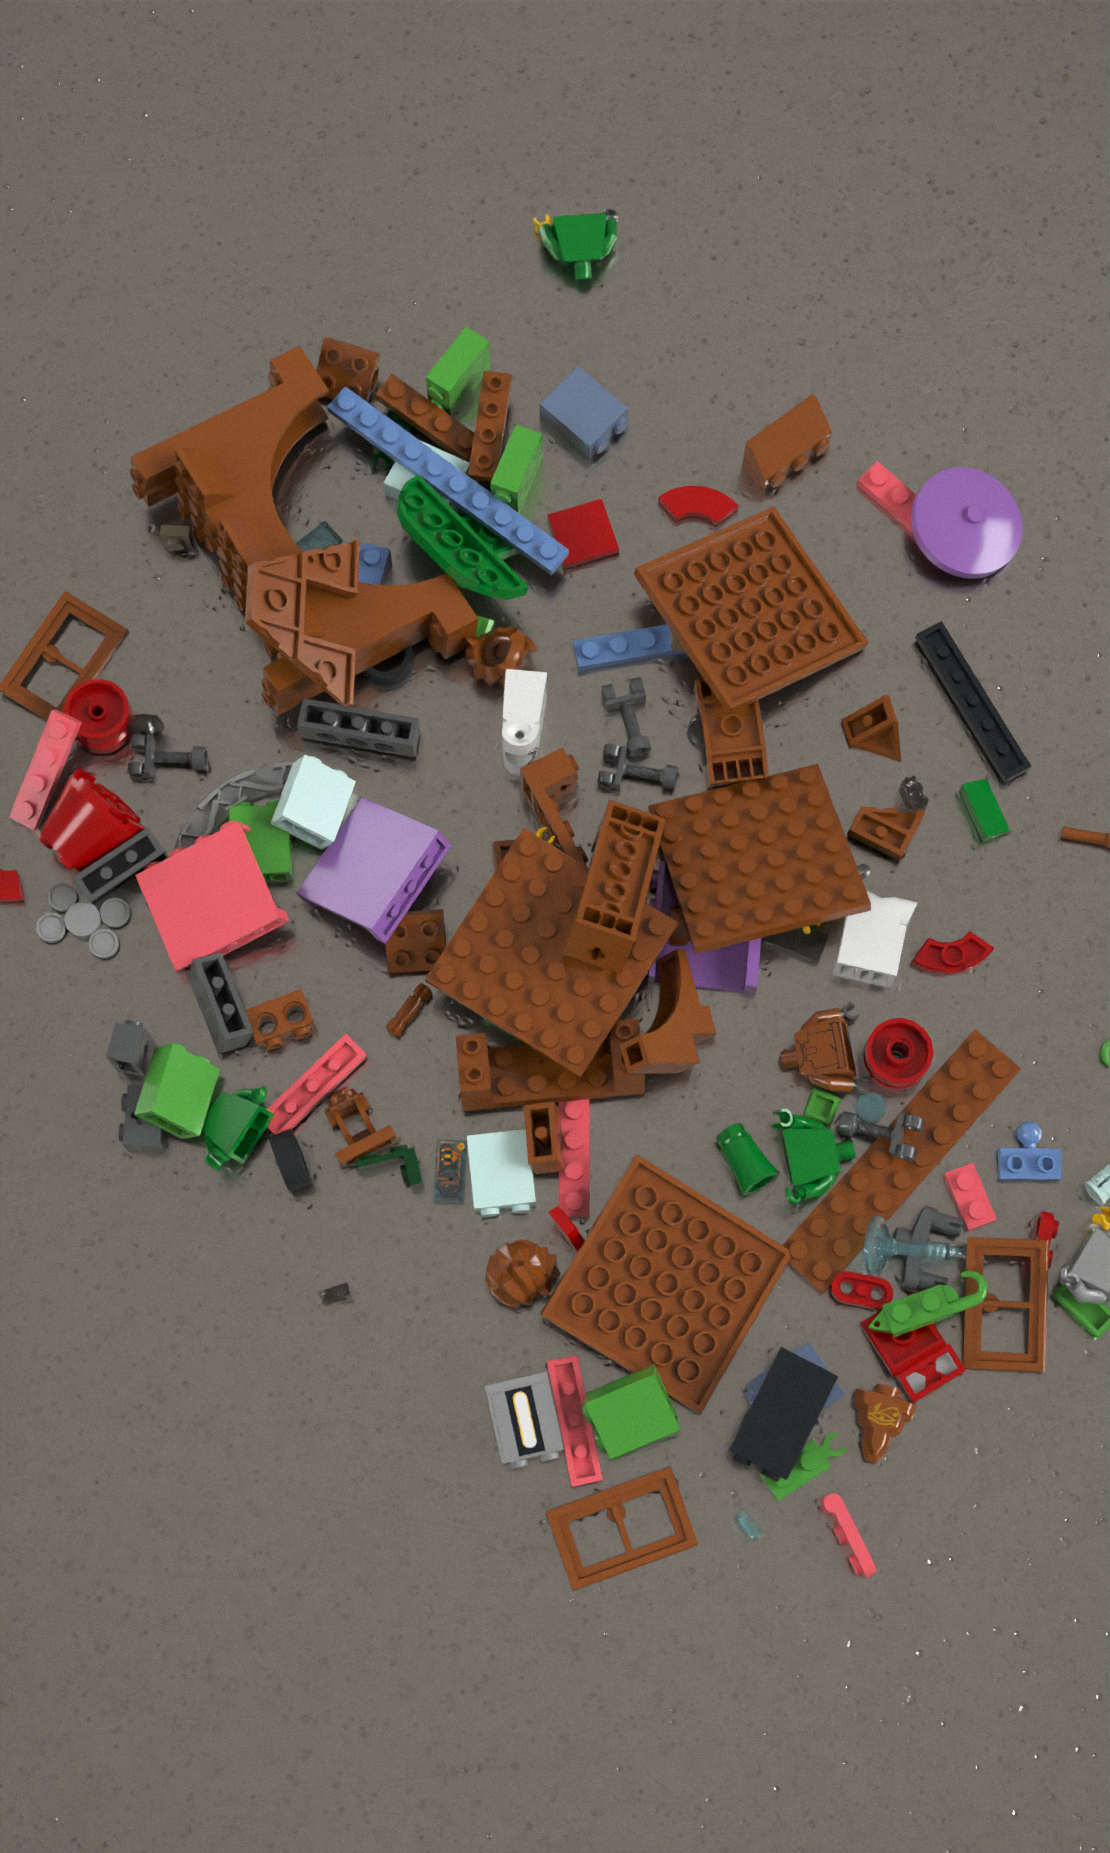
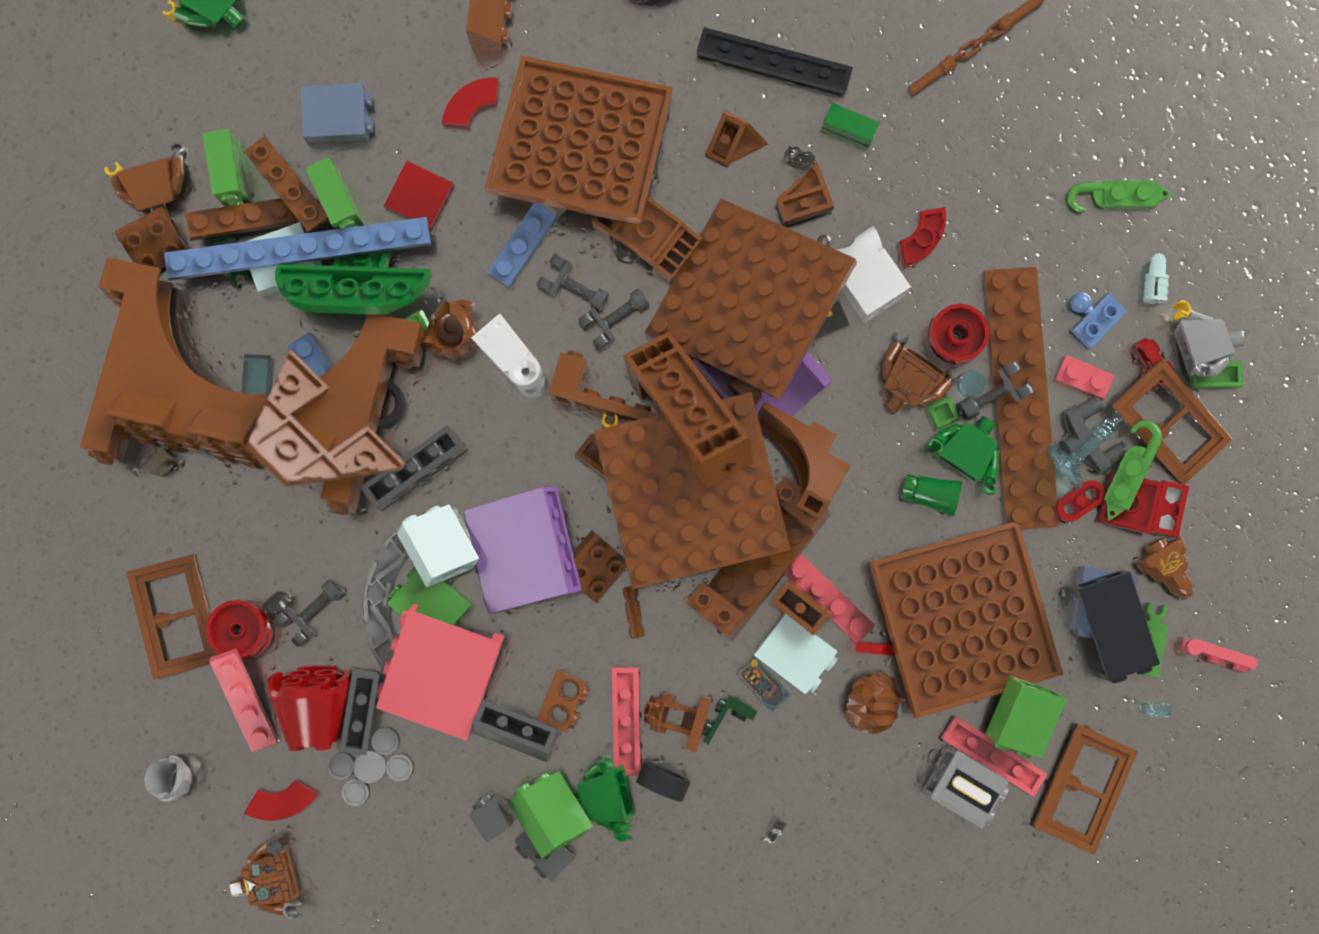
camera: 45 degrees left, 10 degrees up
(392, 329) = (150, 183): none -> dark orange torso

